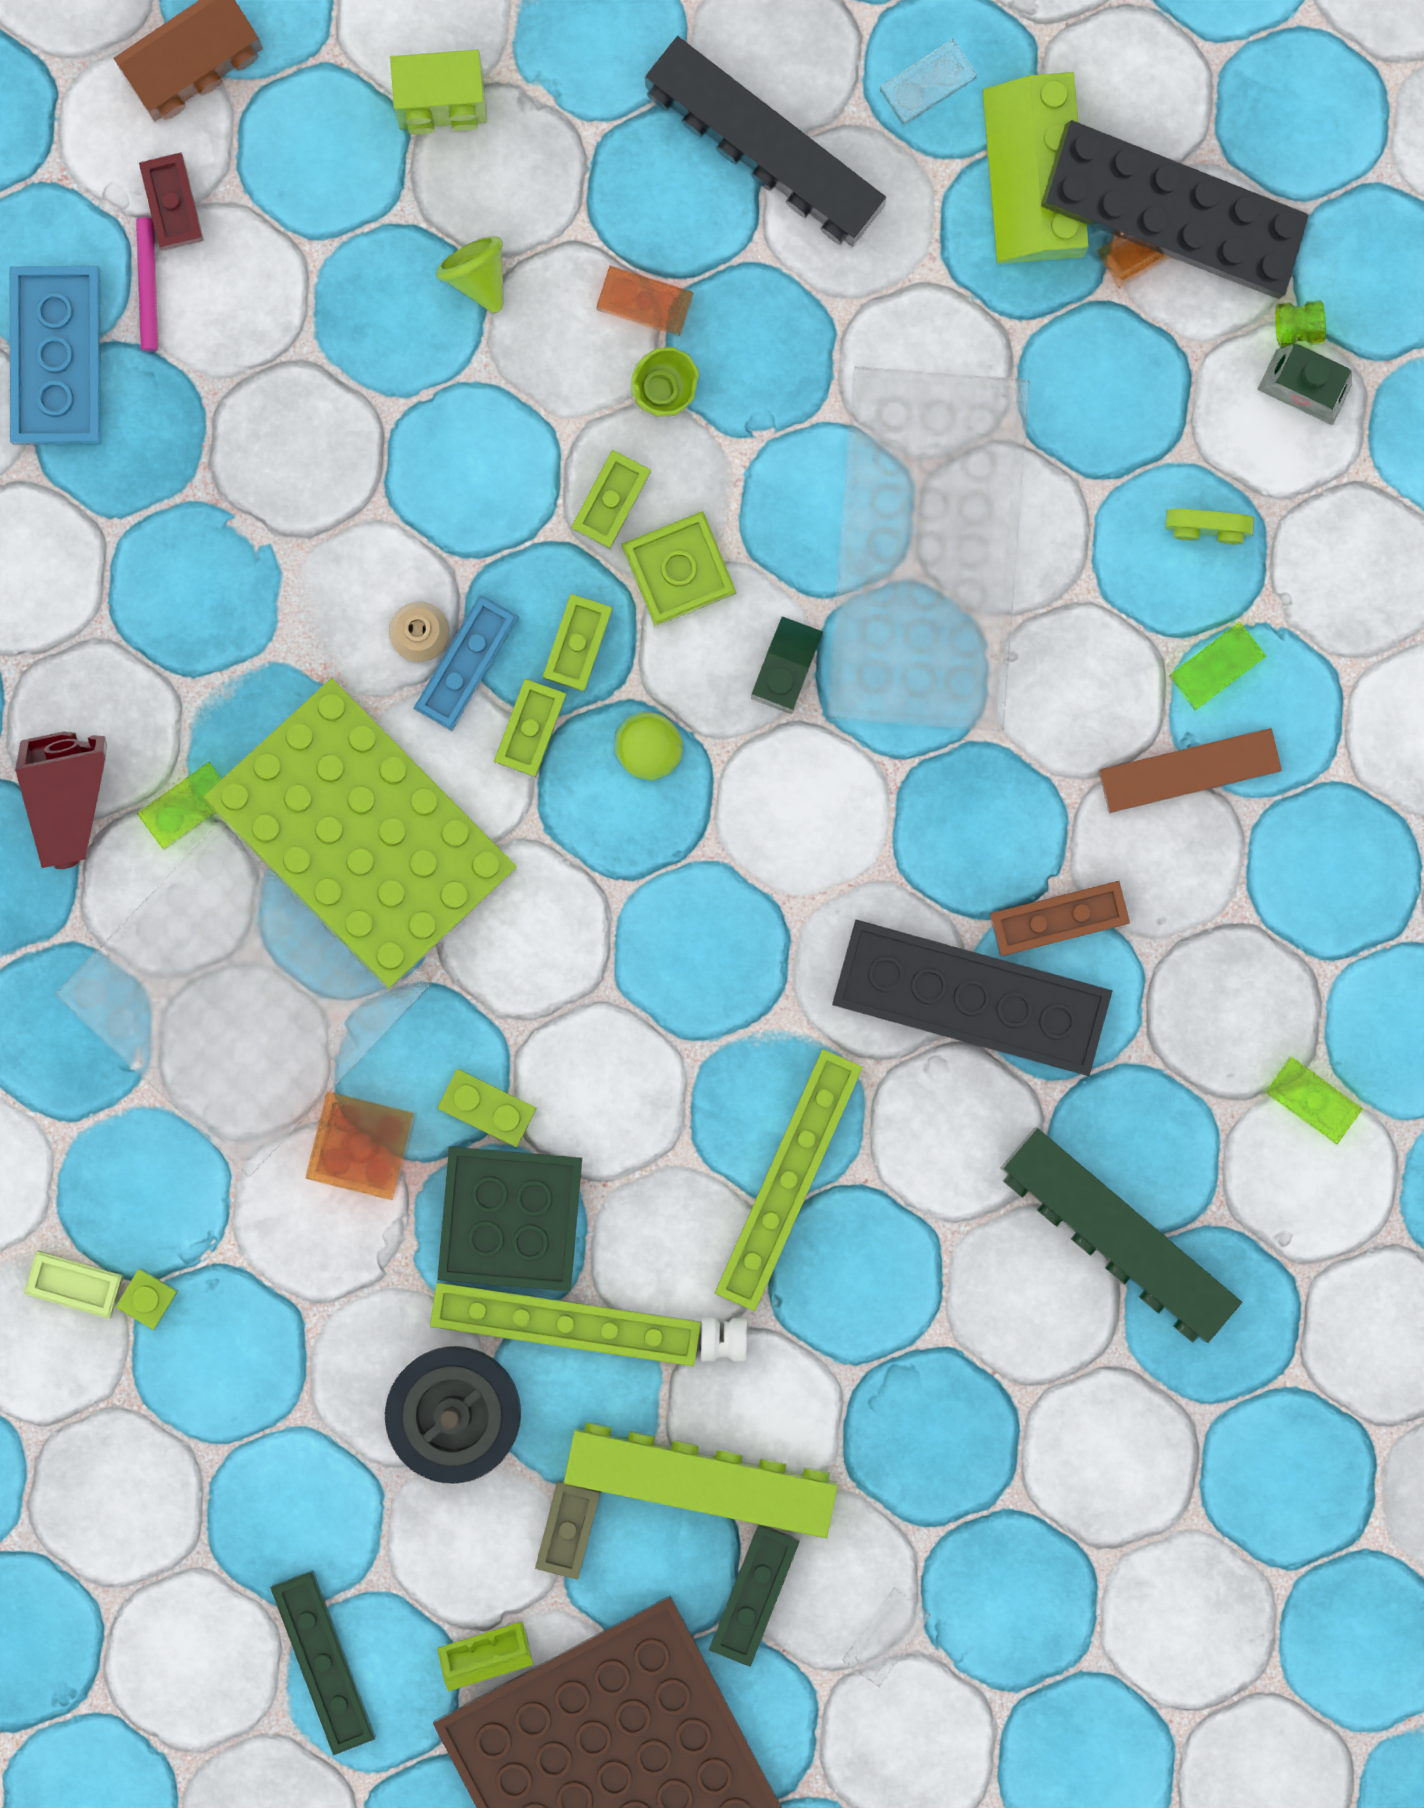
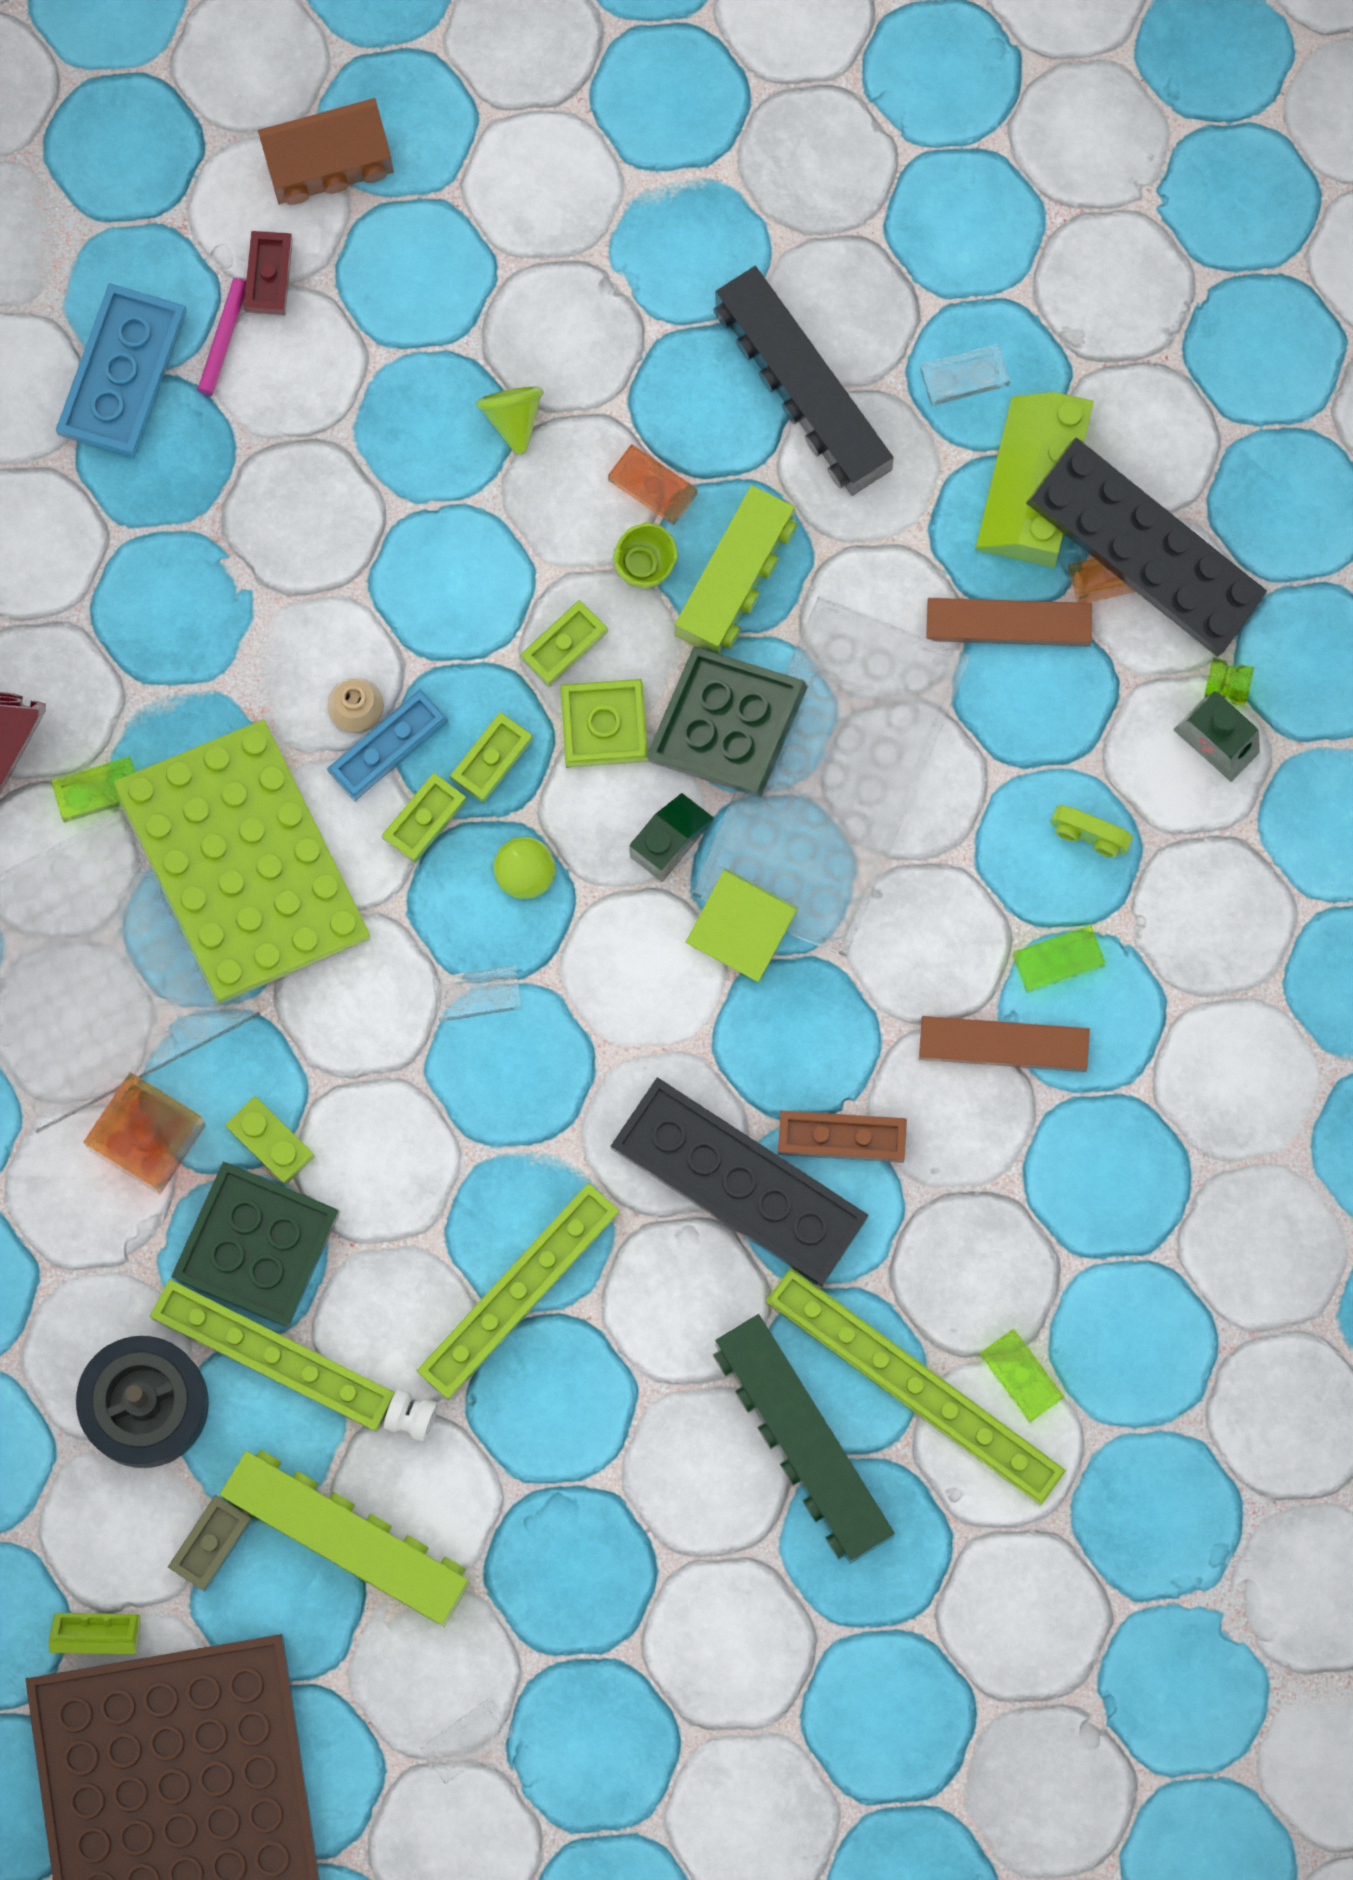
camera: 25 degrees right, 10 degrees down
(438, 91) = (531, 248): lime brick -> none
(645, 891) = (477, 993): none -> clear plate
(754, 1595) = (359, 1659): dark green plate -> none
(762, 366) = (735, 571): none -> lime brick
(806, 530) = (727, 721): none -> dark green plate
(889, 736) = (741, 925): none -> lime tile
(1056, 330) = (1009, 622): none -> dark orange tile
(1211, 1144) = (915, 1386): none -> lime tile

